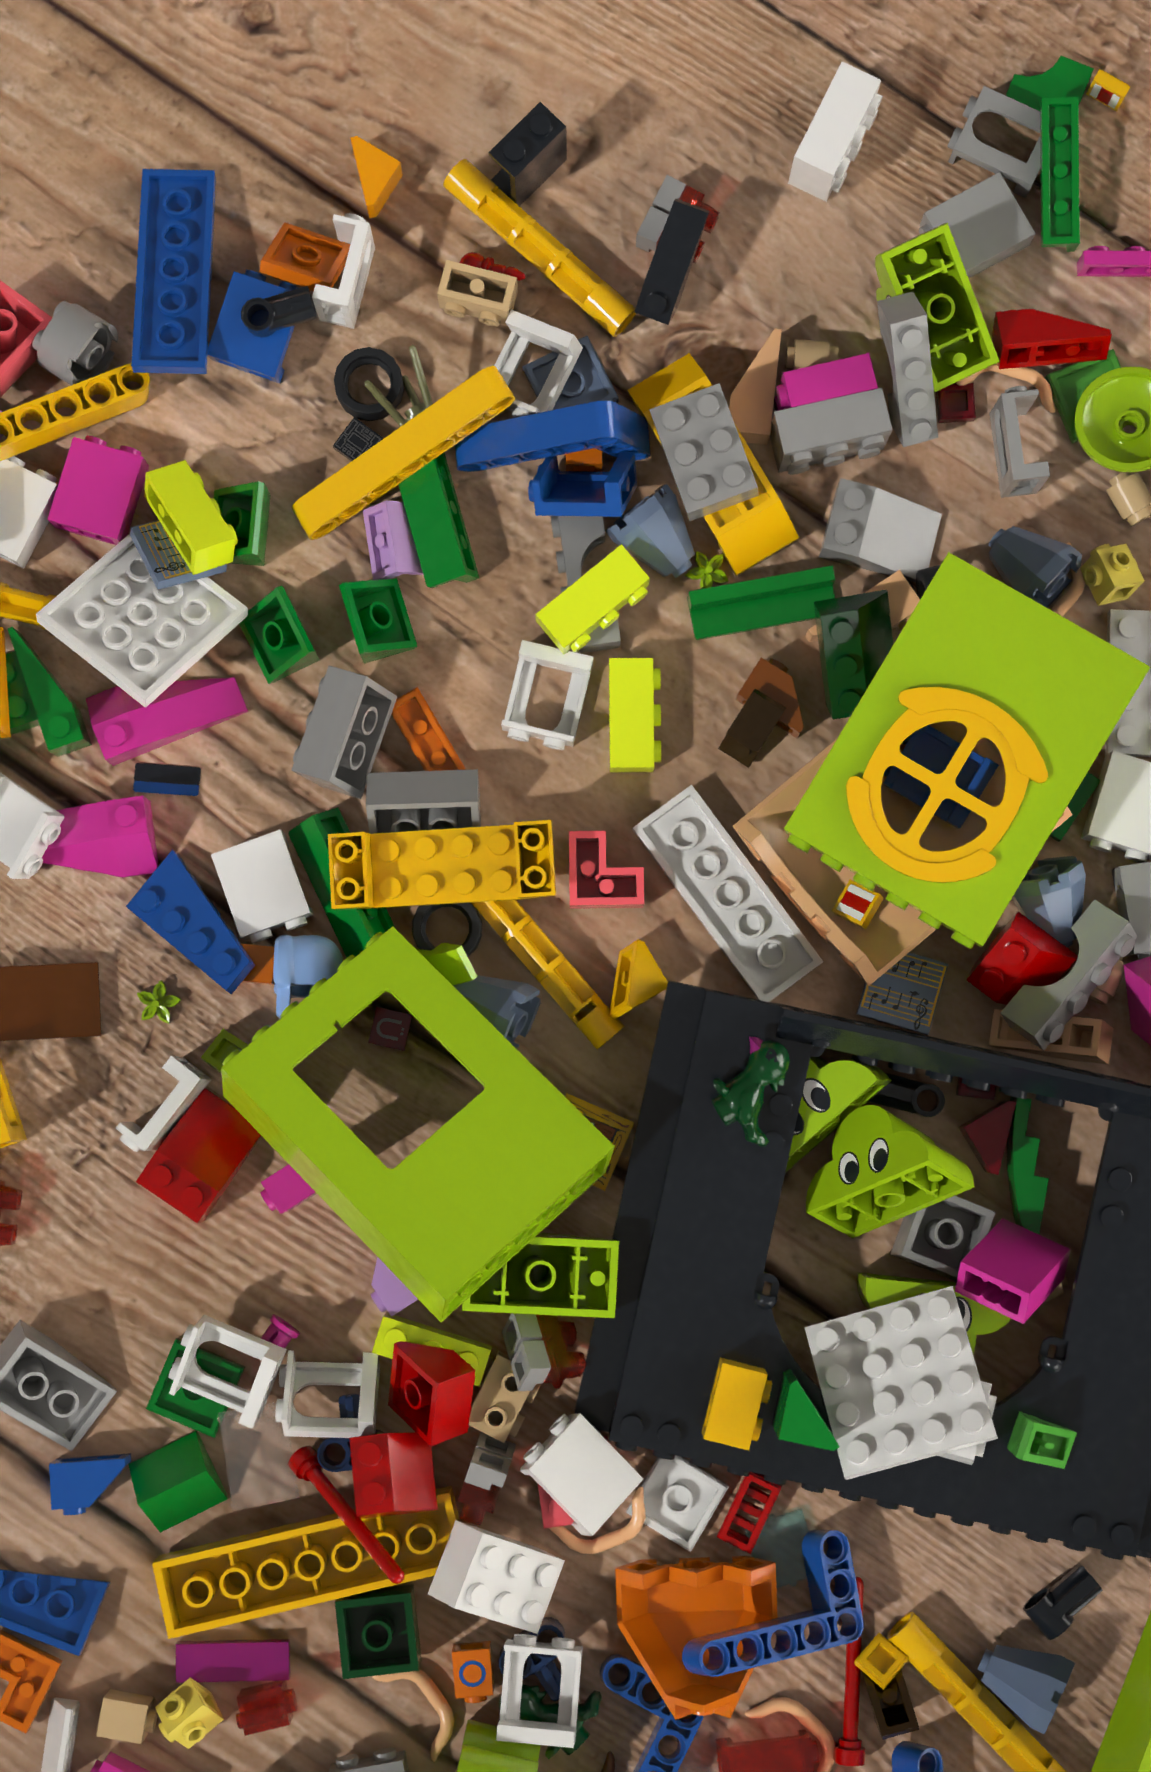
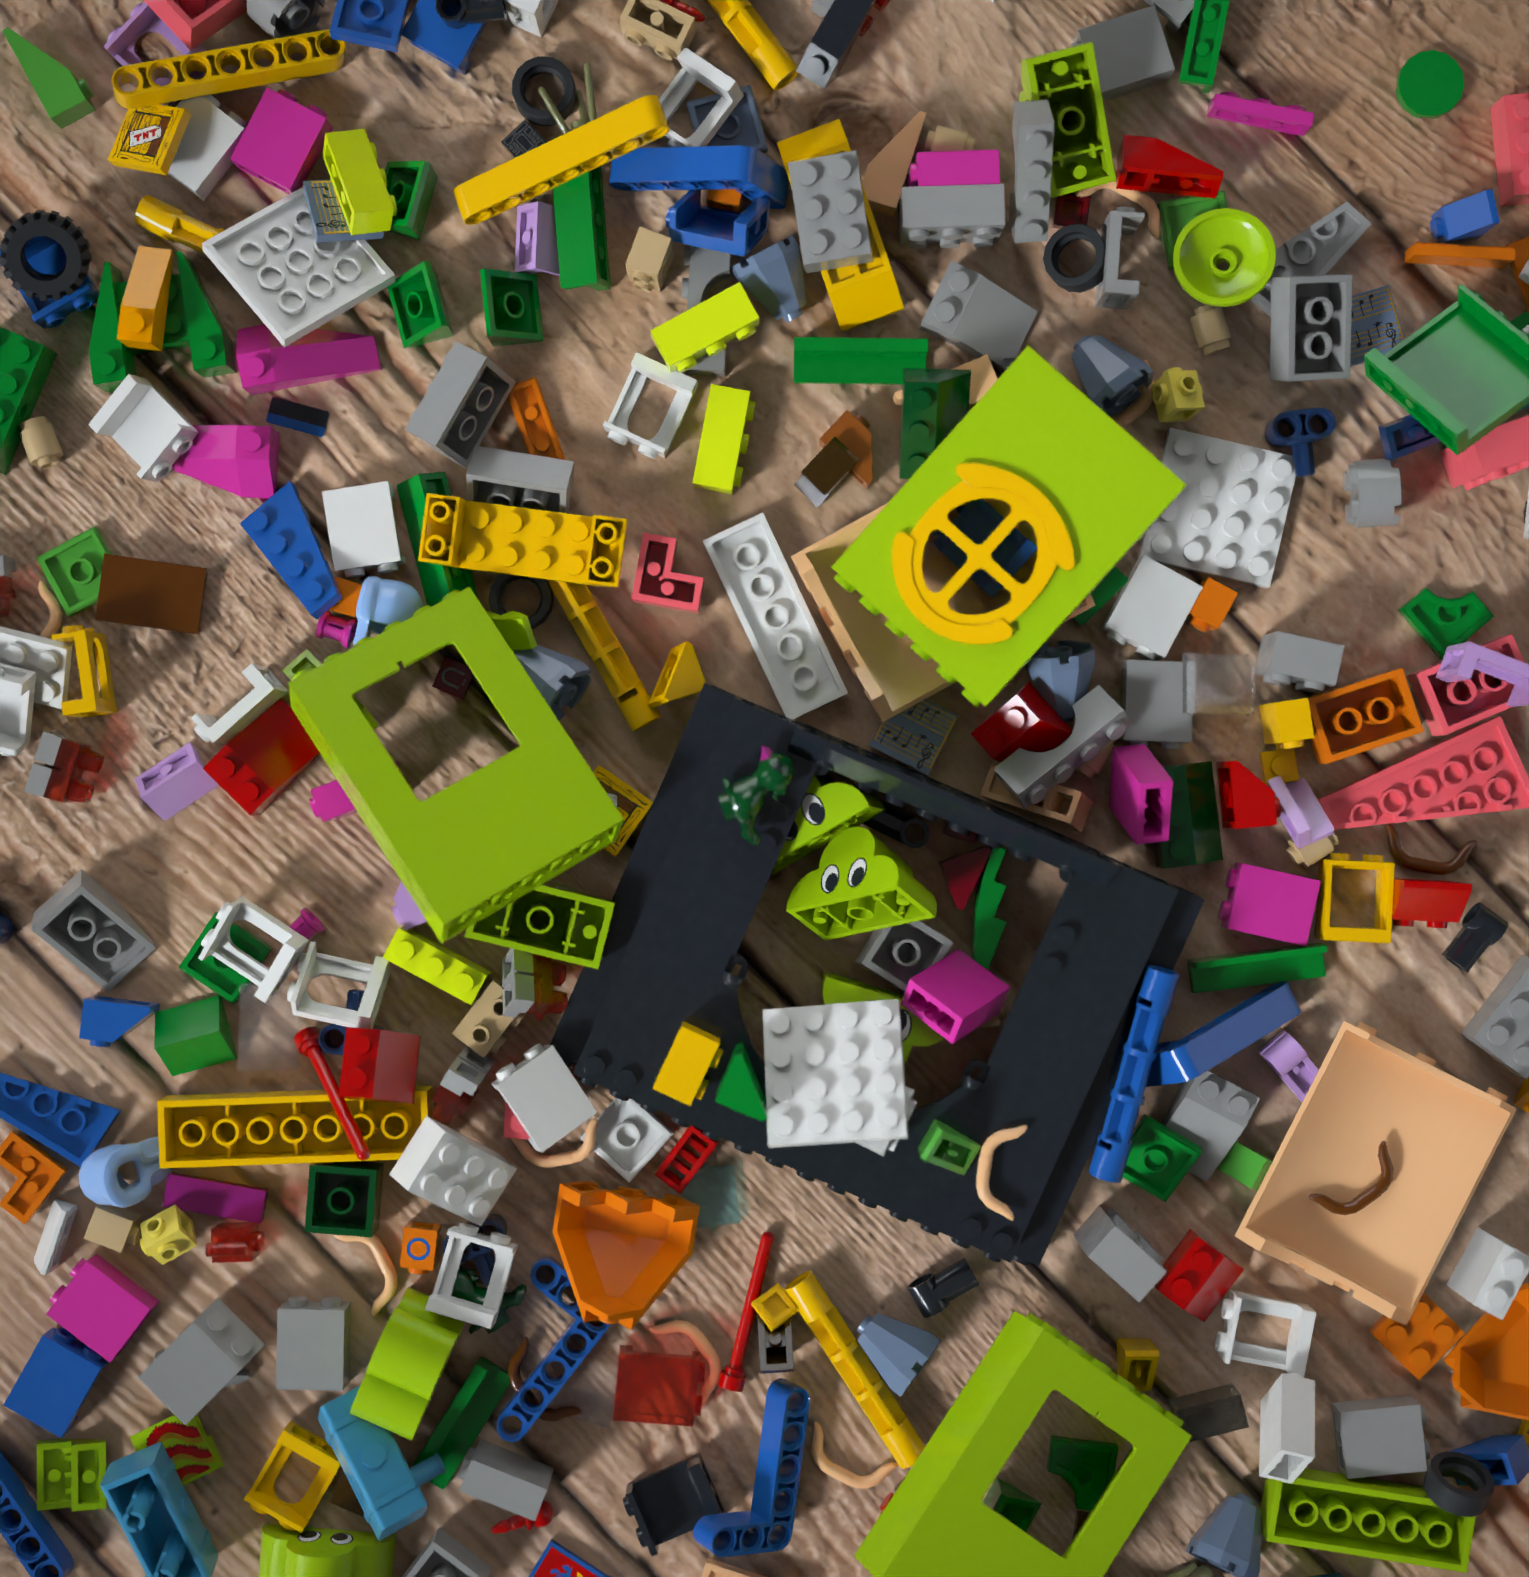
camera: 10 degrees right, 5 degrees up
(102, 1653) = (104, 1184): none -> light blue piece
(106, 1203) = (175, 782): none -> lavender panel
(158, 1002) = (253, 614): lime plant -> none
(253, 1000) = (336, 629): none -> dark pink bush
(431, 1390) = (427, 1000): red slope -> none
(517, 540) = (649, 260): none -> tan brick
(707, 570) = (816, 322): lime plant -> none
(790, 1629) = (700, 1264): blue beam -> none
(857, 904) = (888, 648): tile -> none
(950, 435) = (1063, 238): none -> black tyre
(1085, 1455) = (985, 1166): none -> light nougat animal

